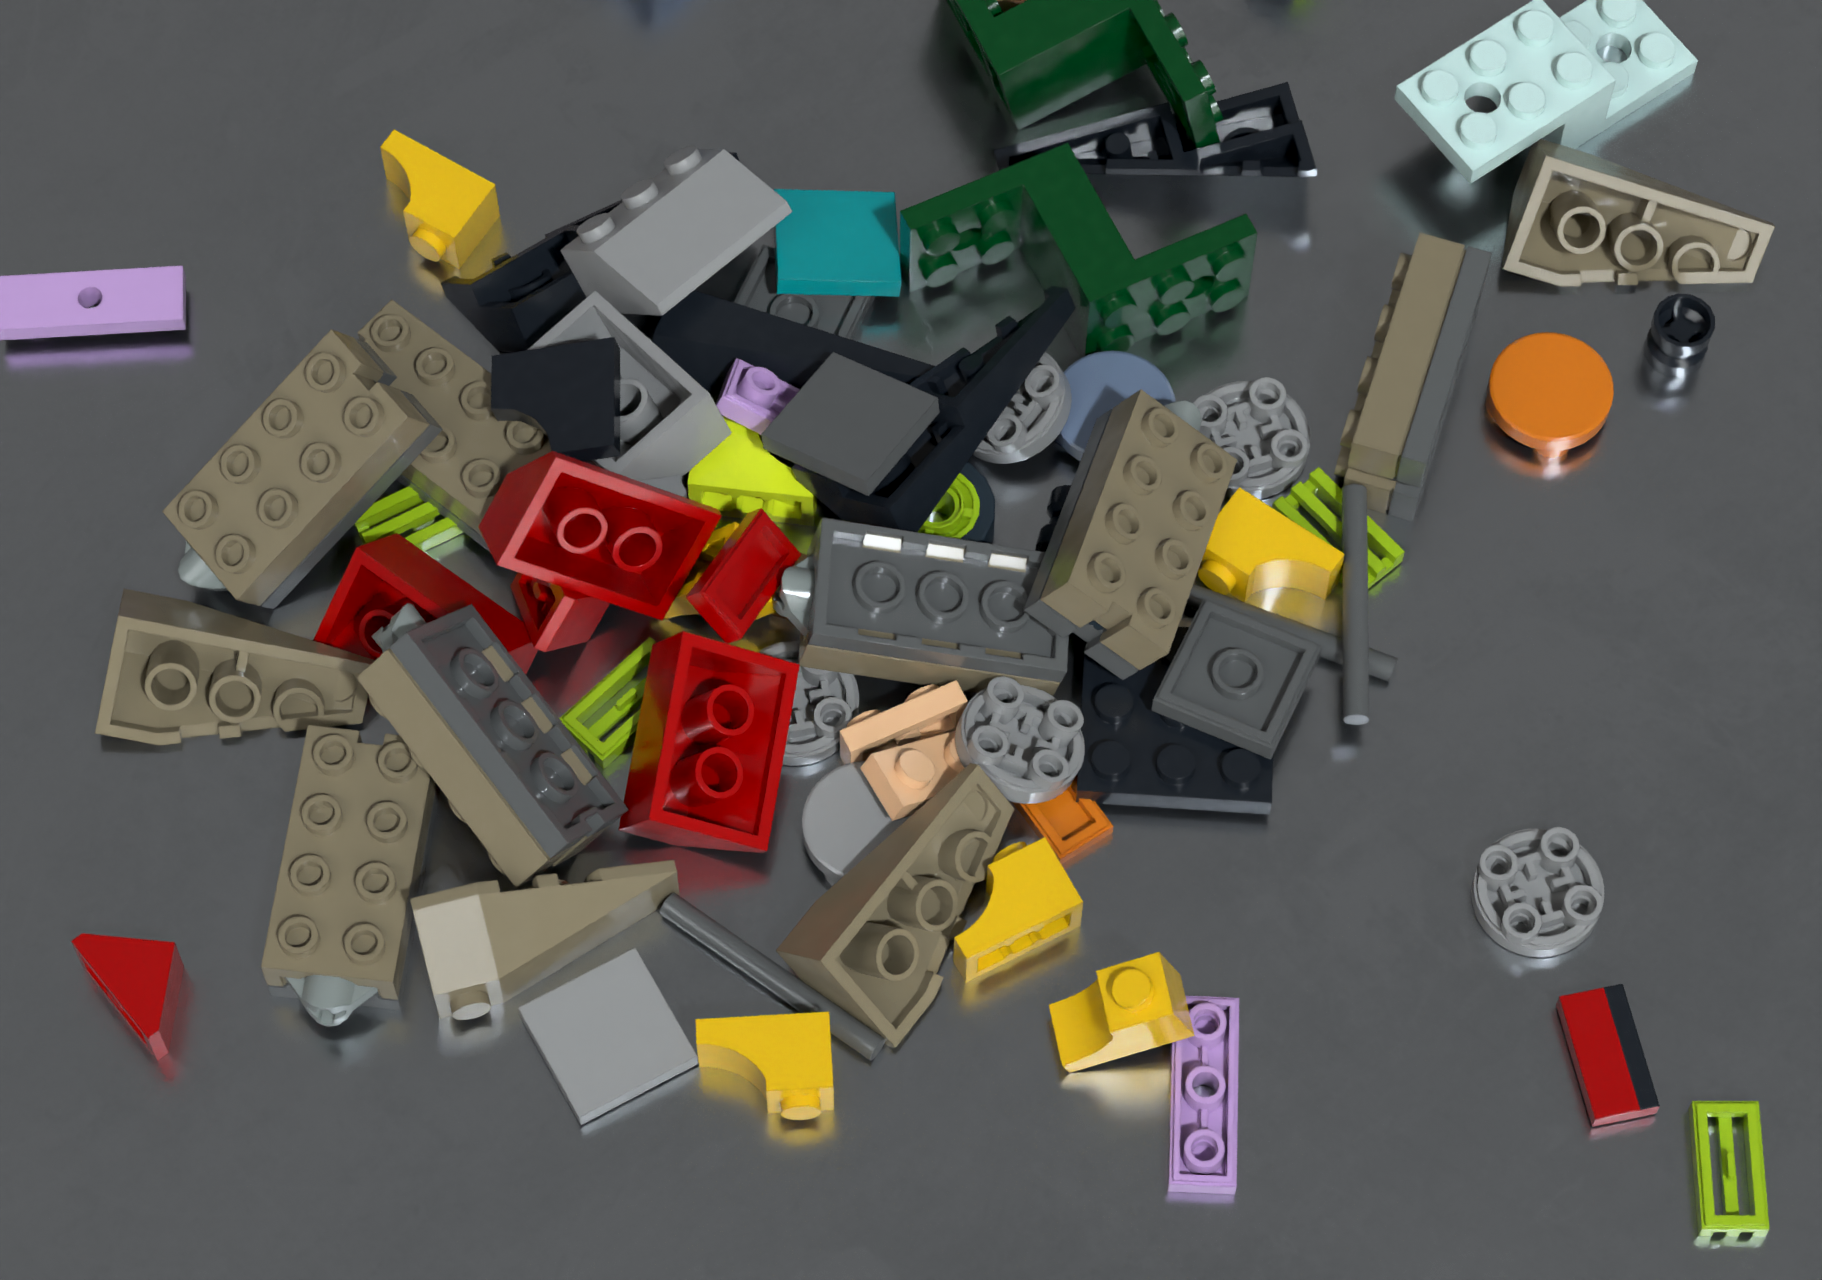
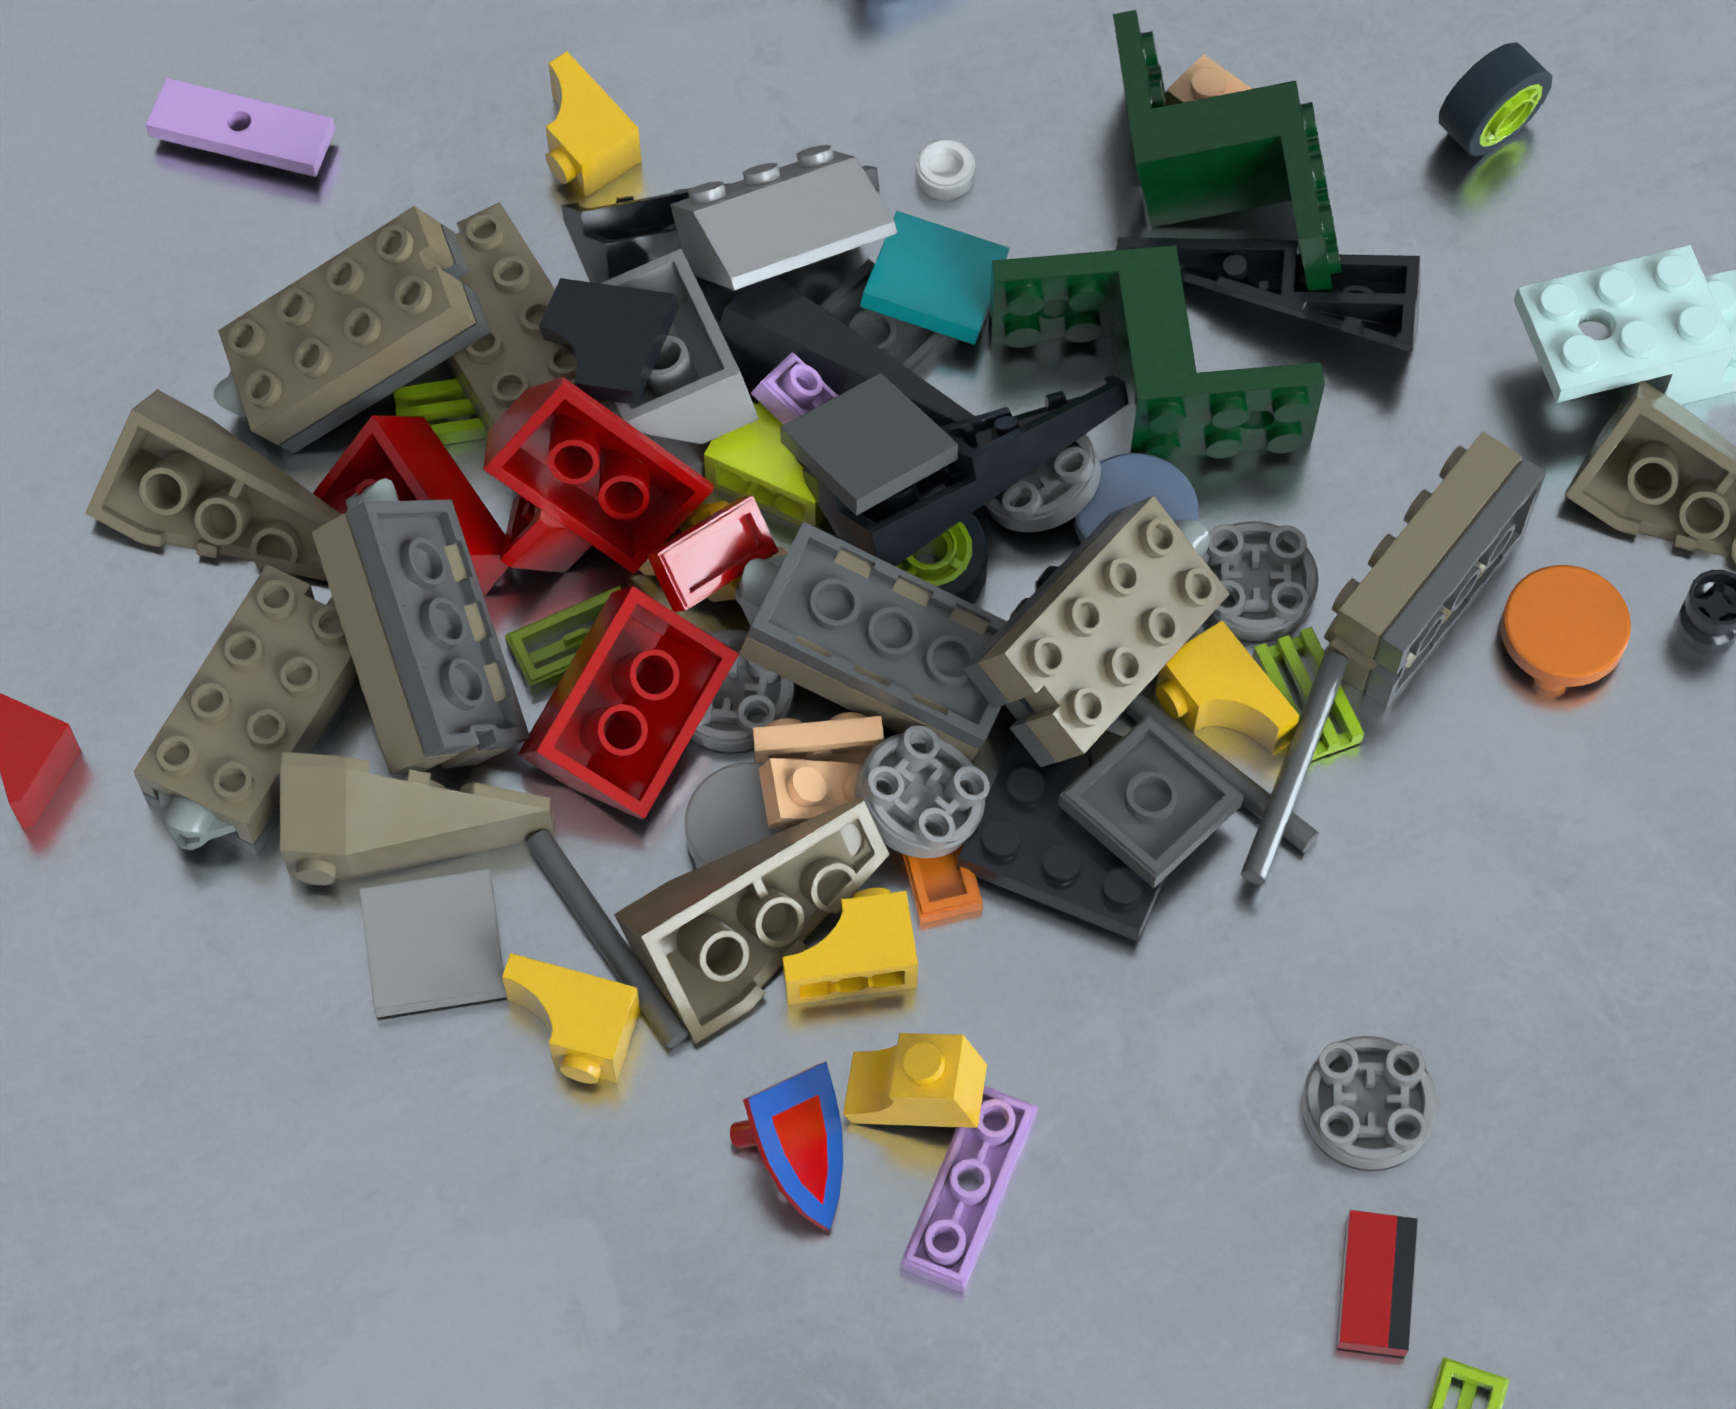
camera: 20 degrees right, 0 degrees up
(800, 134) = (945, 169): none -> white tile
(1033, 1104) = (798, 1140): none -> shield

